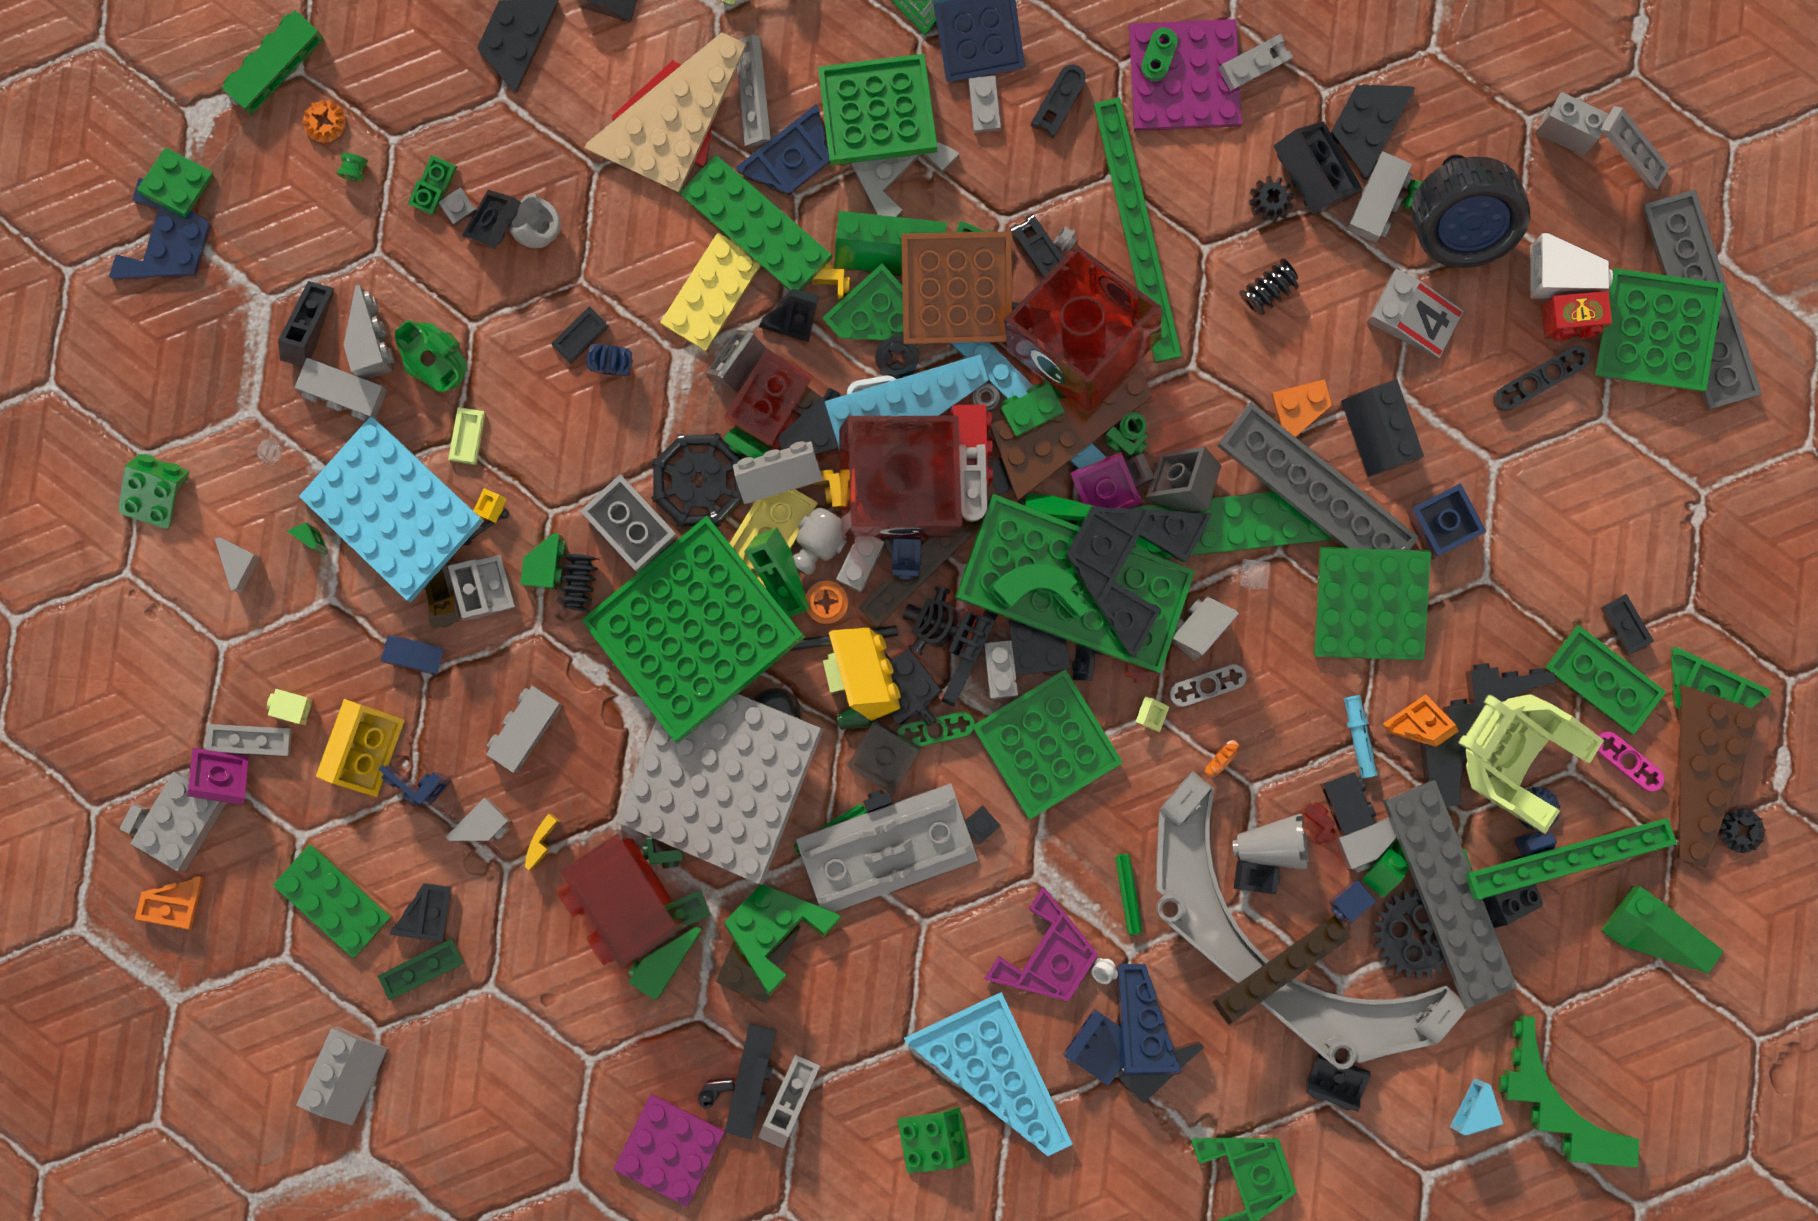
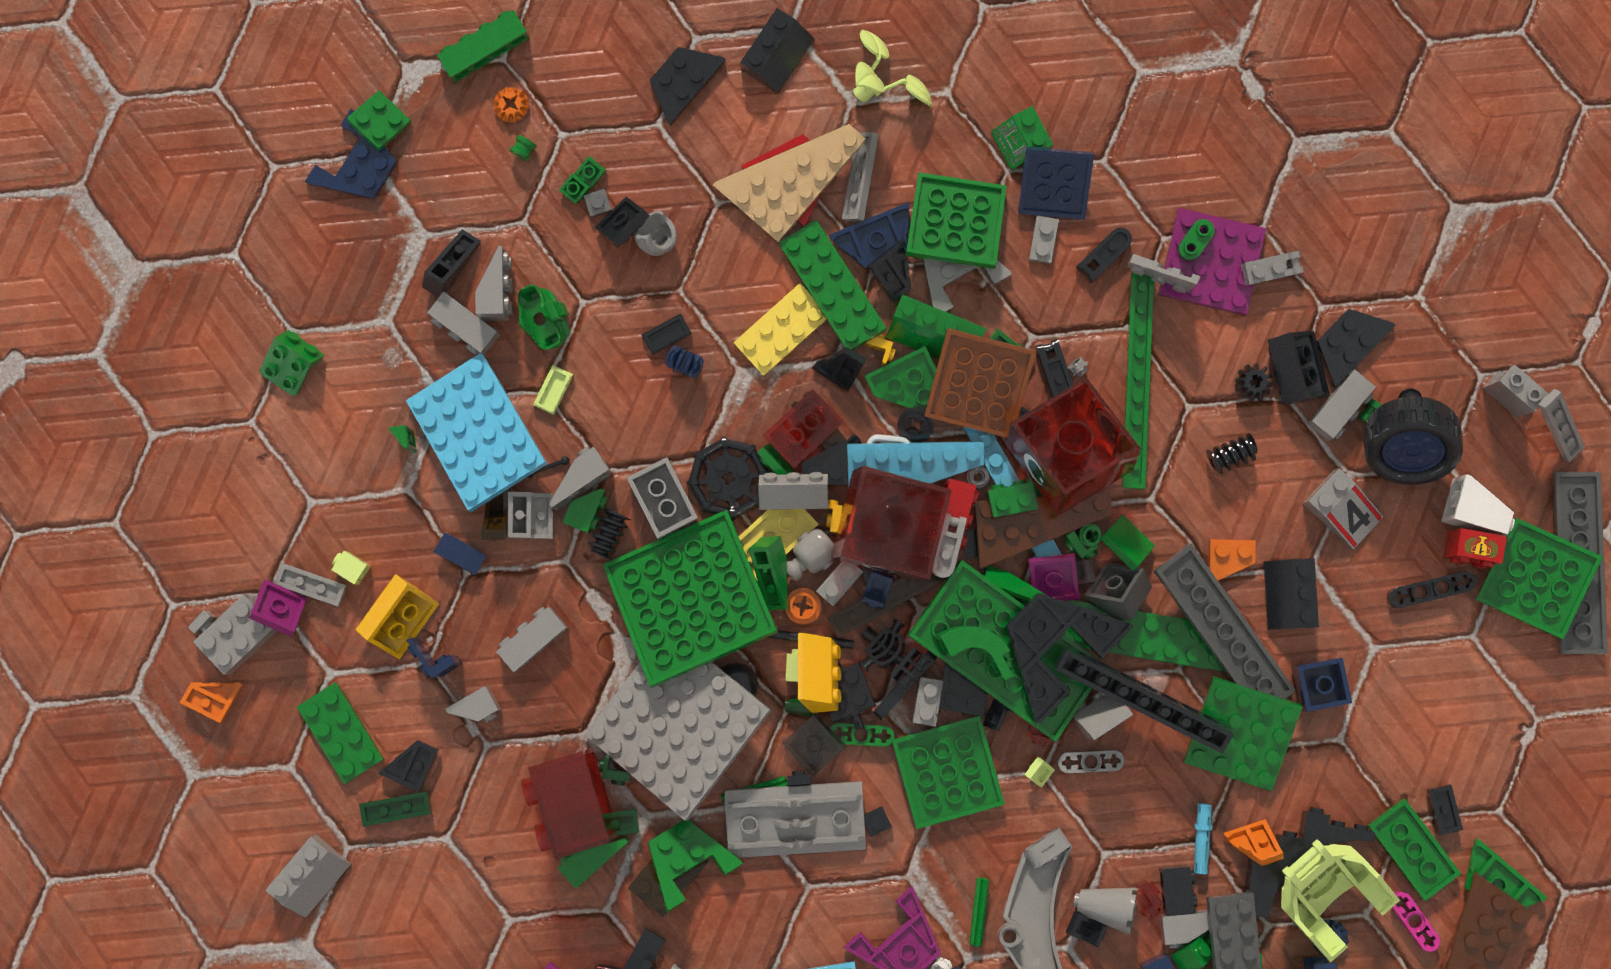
camera: 15 degrees right, 0 degrees up
(236, 563) = (341, 440): light grey slope -> none
(490, 505) = (555, 451): yellow plate -> none
(528, 524) = (583, 475): none -> light grey slope
(537, 849) = (516, 737): yellow slope -> none
(737, 360) = (786, 390): flat silver slope -> none
(820, 188) = (892, 271): none -> black wing
(1140, 103) = (1171, 276): none -> light grey wing
(1178, 422) = (1127, 542): none -> green tile
(1222, 758) = (1086, 824): orange gear -> none
(1246, 593) = (1144, 698): none -> black brick

